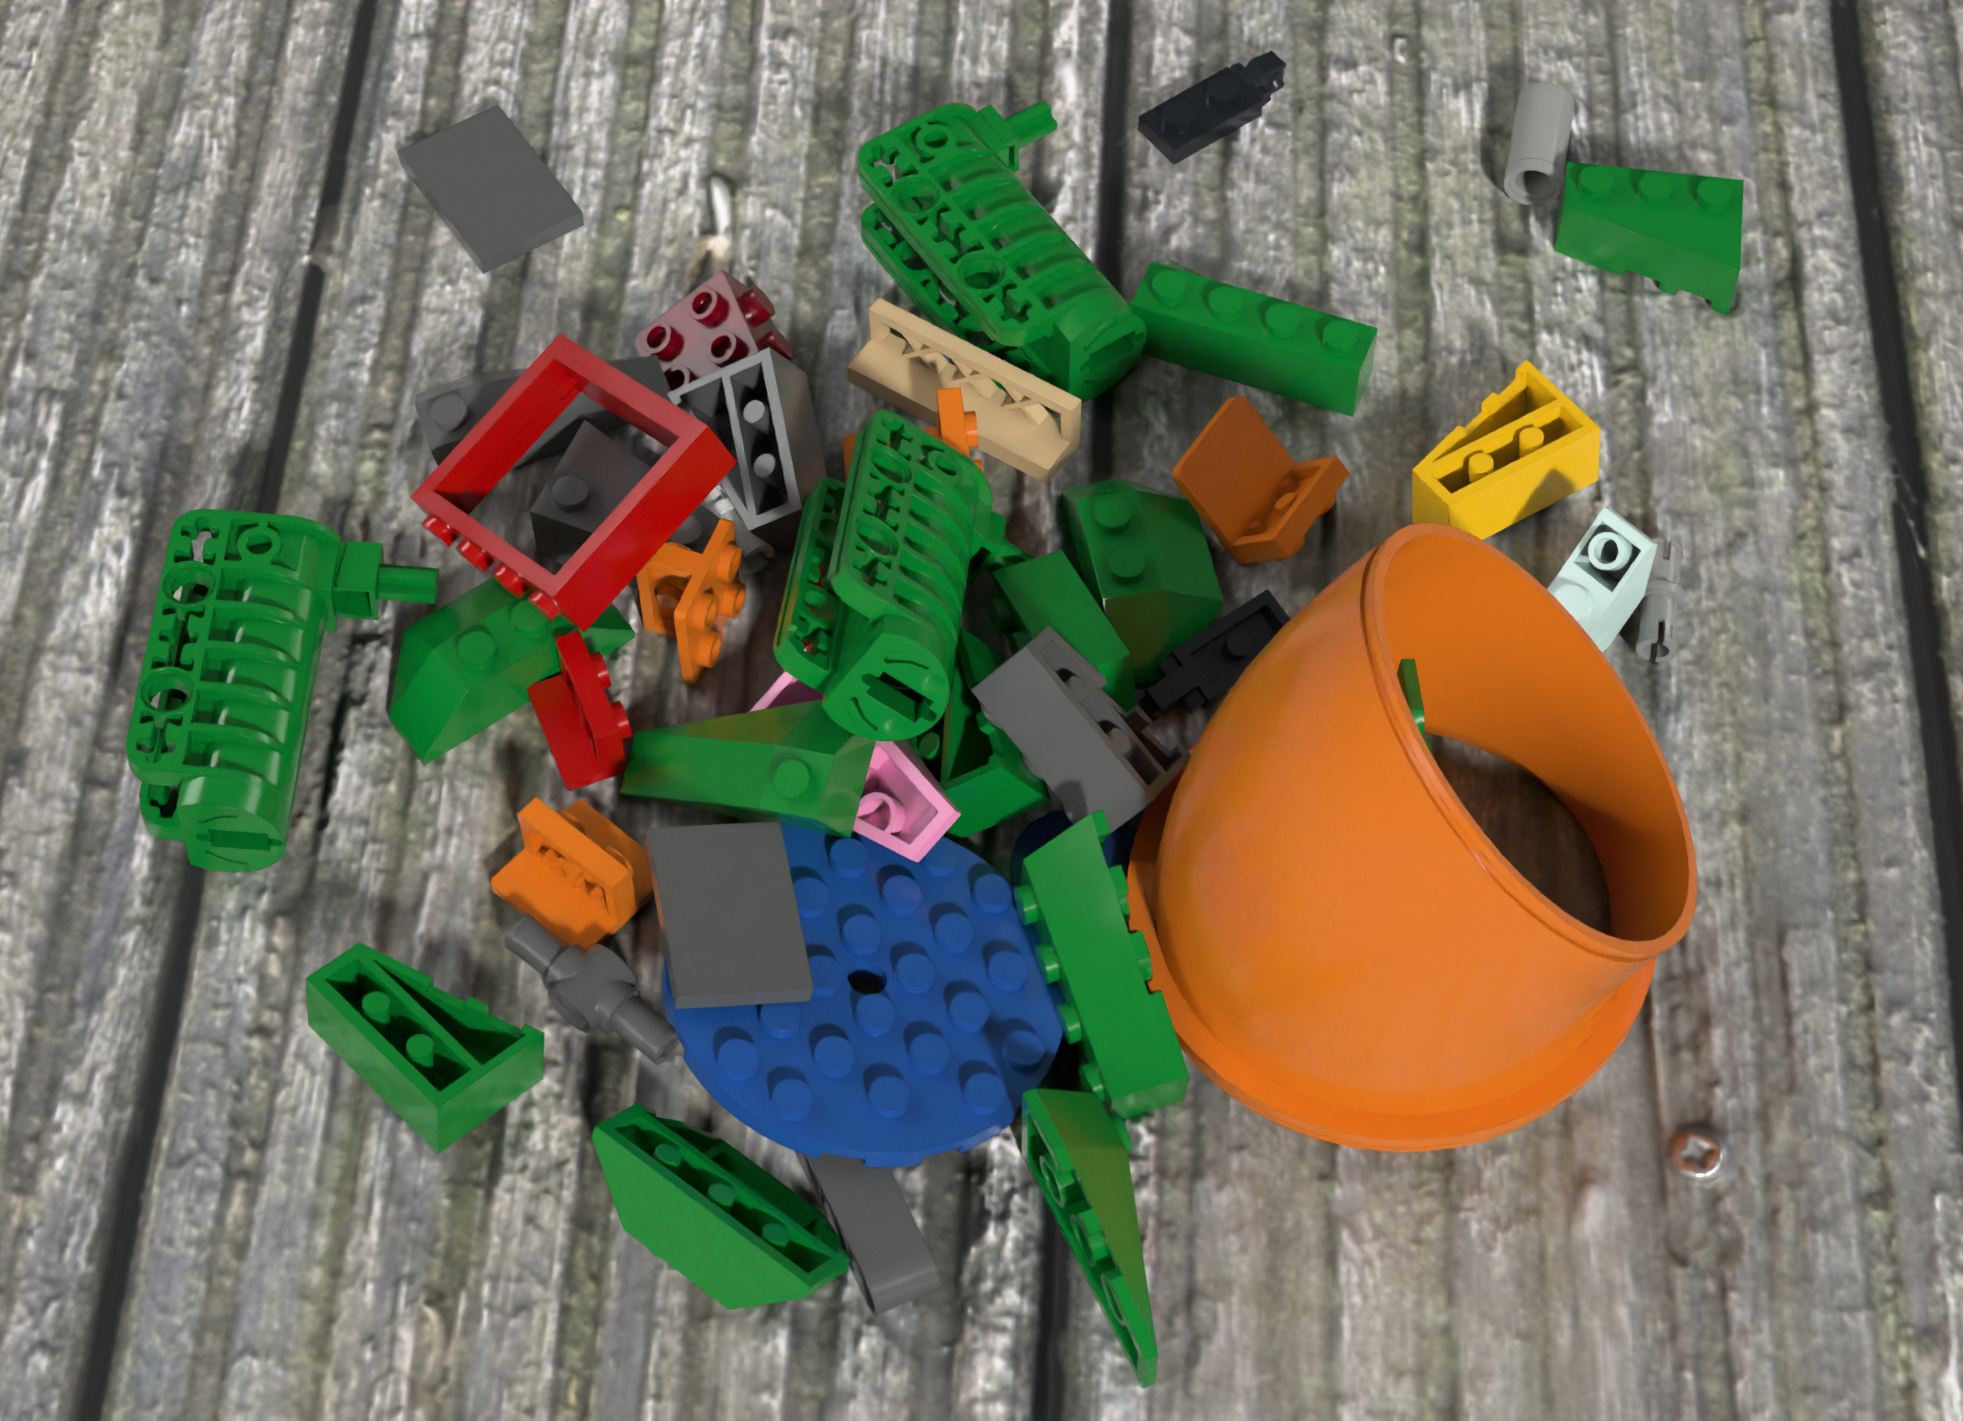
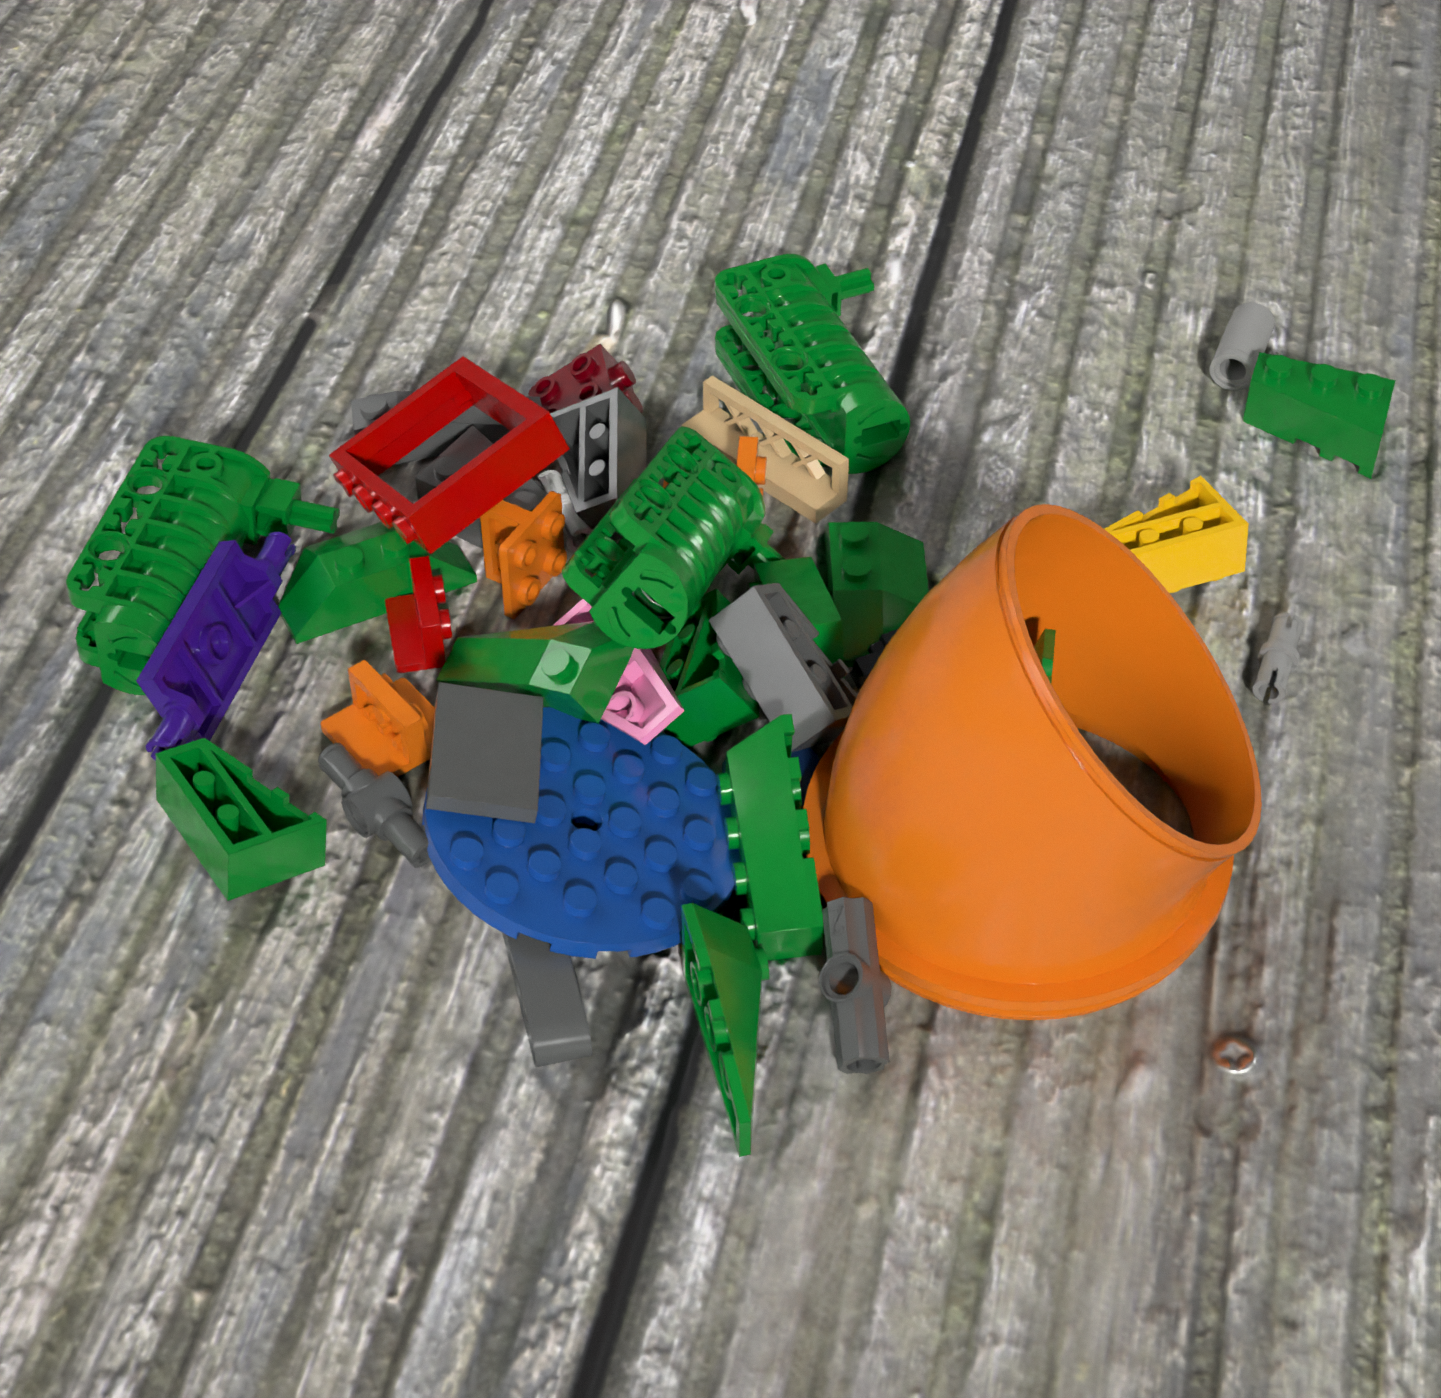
camera: 10 degrees right, 10 degrees down
(329, 796) = (213, 641): none -> dark purple plate
(490, 188) = (450, 285): dark grey tile -> none
(714, 1212) = (422, 965): green wedge -> none
(1212, 107) = (998, 297): black hinge -> none
(1252, 486) = (954, 519): orange bracket -> none
(1254, 338) = (995, 443): green wedge -> none
(1254, 1189) = (859, 1011): none -> dark grey piece
(1605, 576) = (1236, 624): light aqua slope -> none

